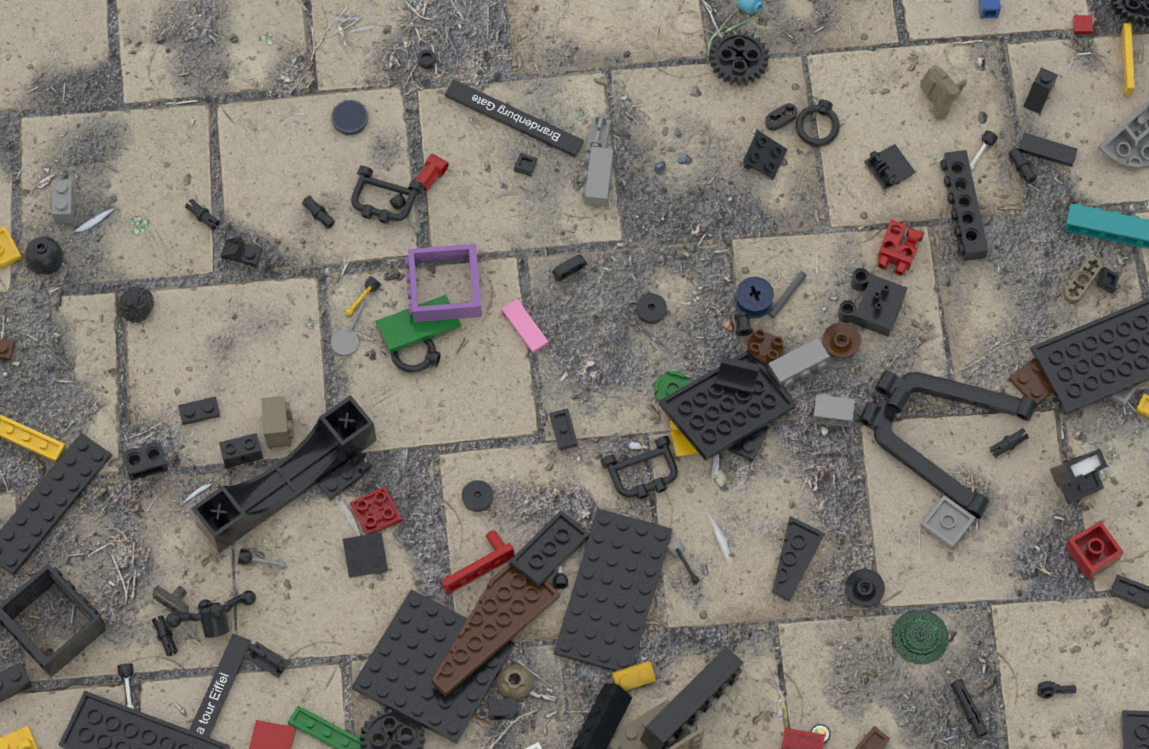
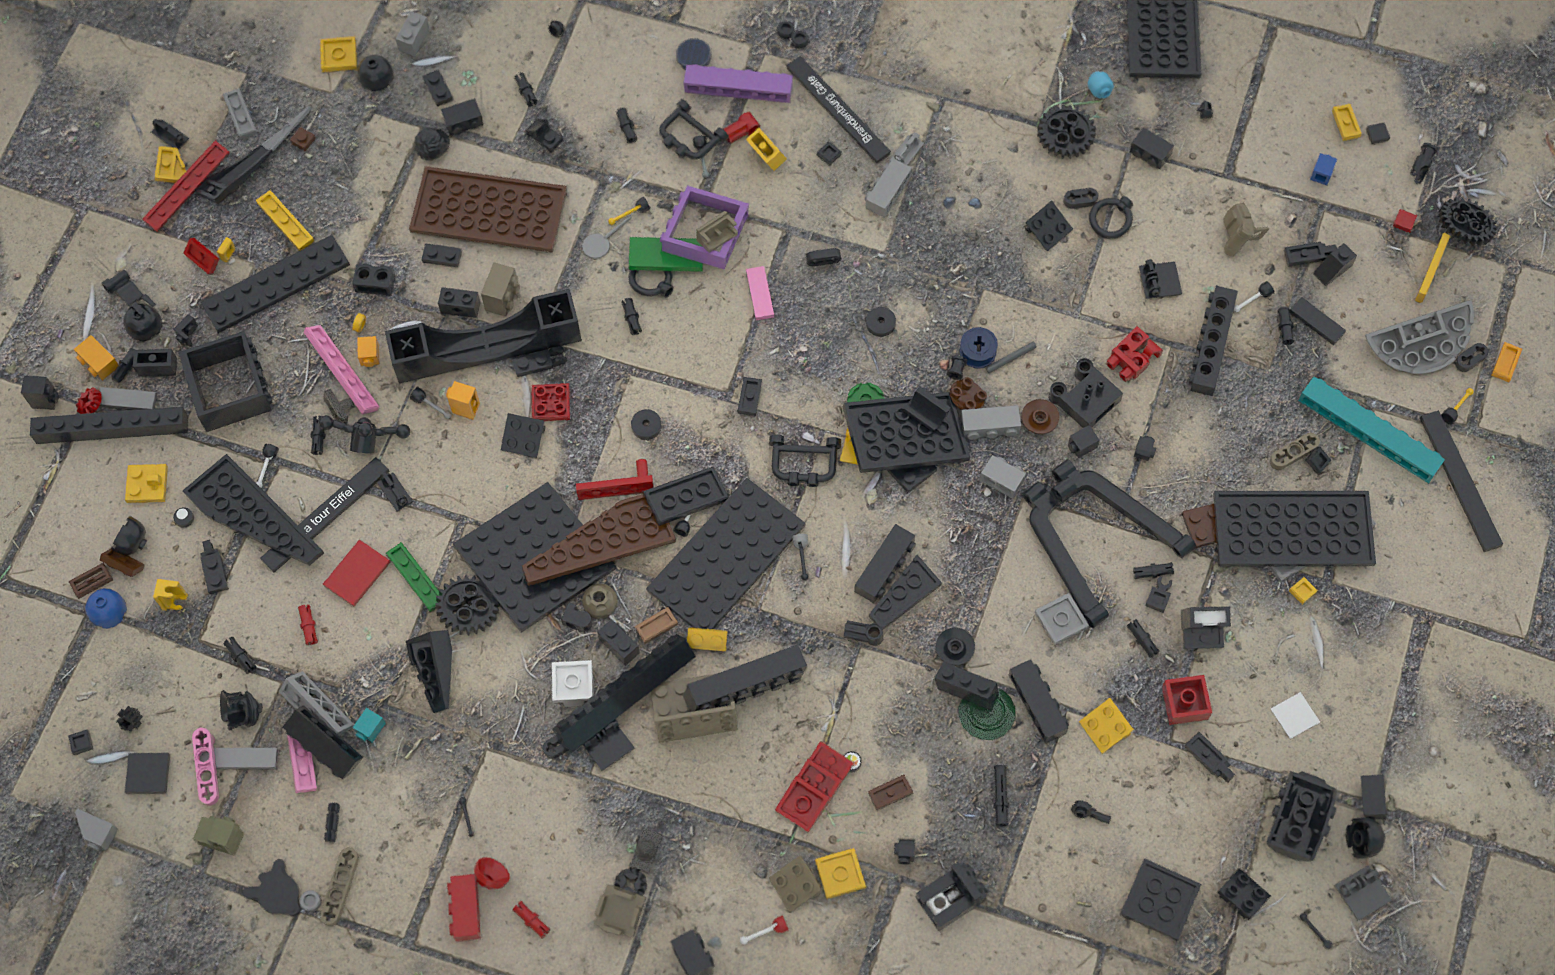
camera: 25 degrees right, 0 degrees up
(113, 246) = (437, 88): none -> black plate
(151, 509) = (359, 322): none -> yellow tile
(153, 266) = (462, 117): none -> black brick
(156, 562) = (341, 369): none -> bright pink tile
(174, 533) = (368, 351): none -> light orange brick
(203, 142) = (556, 28): none -> black plate
(223, 347) = (488, 209): none -> reddish brown plate
(293, 544) = (463, 400): none -> light orange brick
(407, 129) = (738, 83): none -> medium lavender brick
(413, 397) = (631, 316): none -> black pin
(444, 63) = (799, 39): none -> black tile
(462, 284) = (716, 232): none -> dark tan hinge
(466, 183) = (766, 149): none -> yellow brick
(553, 714) = (618, 642): none -> black brick
(579, 683) = (656, 625): none -> medium nougat tile
(764, 537) = (885, 563): none -> black brick
(772, 609) = (861, 632): none -> black piece
(824, 44) = (1151, 148): none -> black brick
(891, 348) = (1083, 441): none -> black brick
(893, 619) = (966, 685): none -> black brick
(949, 331) = (1144, 448): none -> black plate
(962, 606) = (1038, 701): none -> black brick
(1011, 89) = (1307, 253): none -> black hinge
(1024, 466) = (1158, 596): none -> black plate
(1028, 509) = (1143, 638): none -> black pin
(1033, 603) = (1106, 725): none -> yellow hinge

